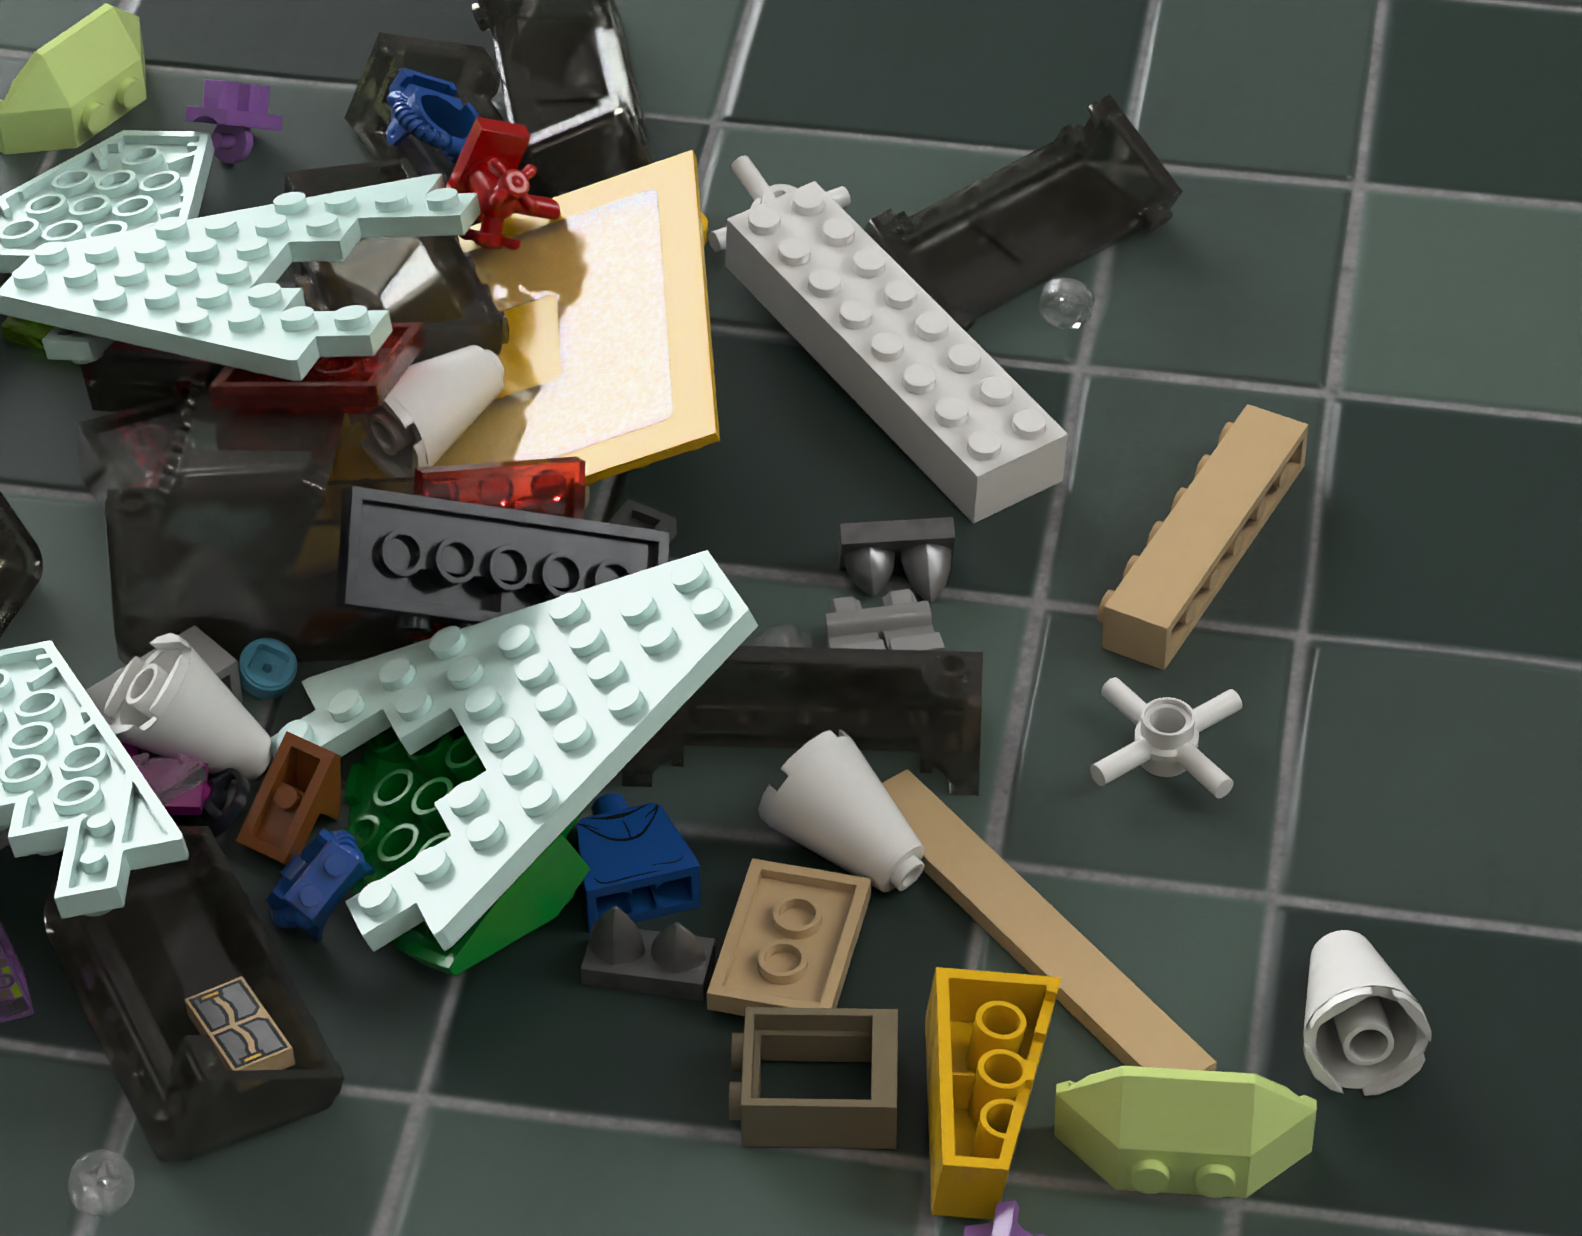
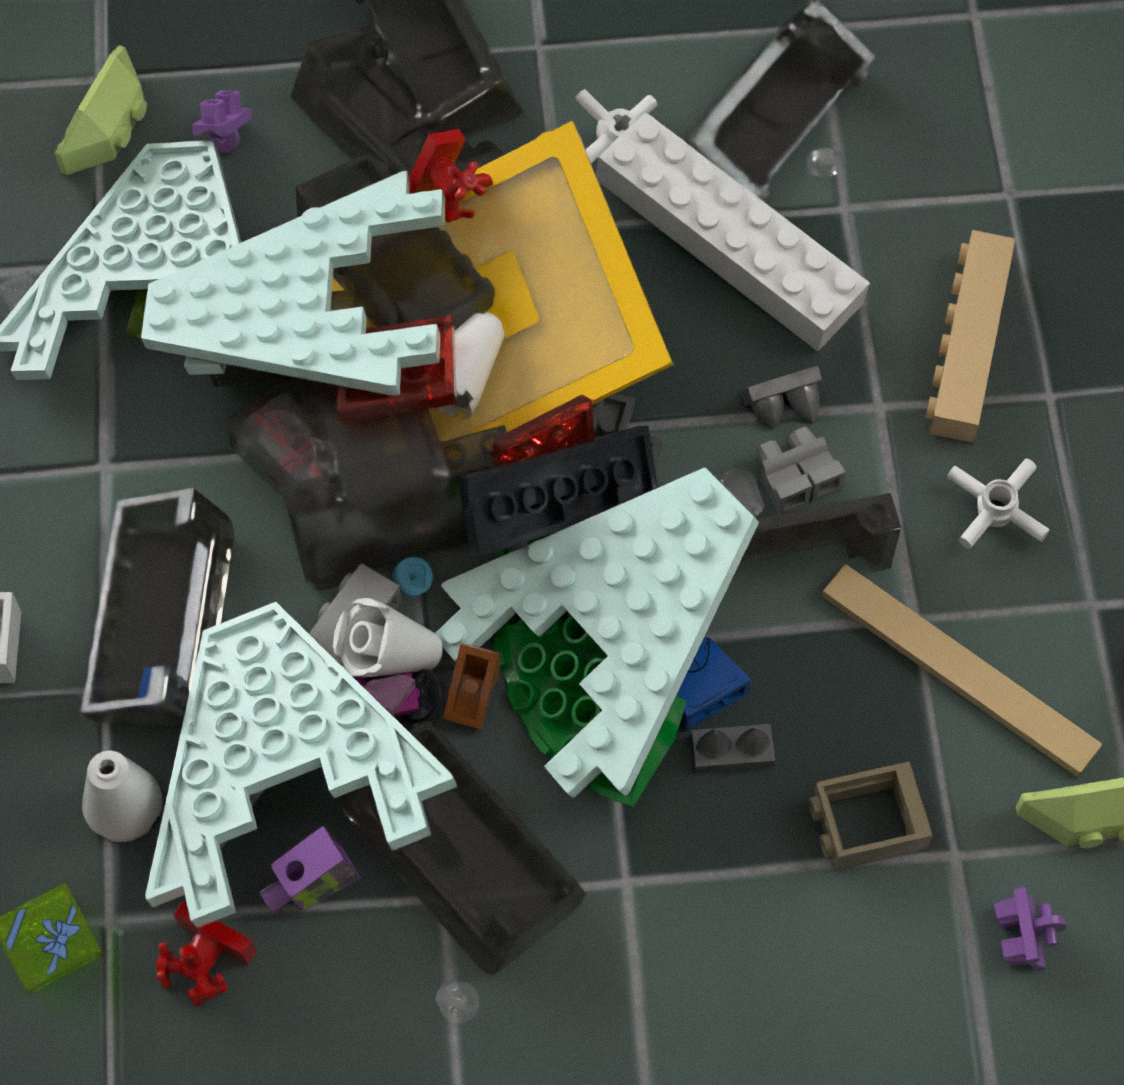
camera: 15 degrees left, 20 degrees up
(240, 1028) = (503, 868): tile -> none
(317, 882) = (524, 750): blue piece -> none
(429, 112) = (364, 100): blue piece -> none
(789, 939) = (818, 716): tan plate -> none
(844, 813) = (826, 616): white cone -> none
(981, 1068) = (972, 798): yellow wedge -> none

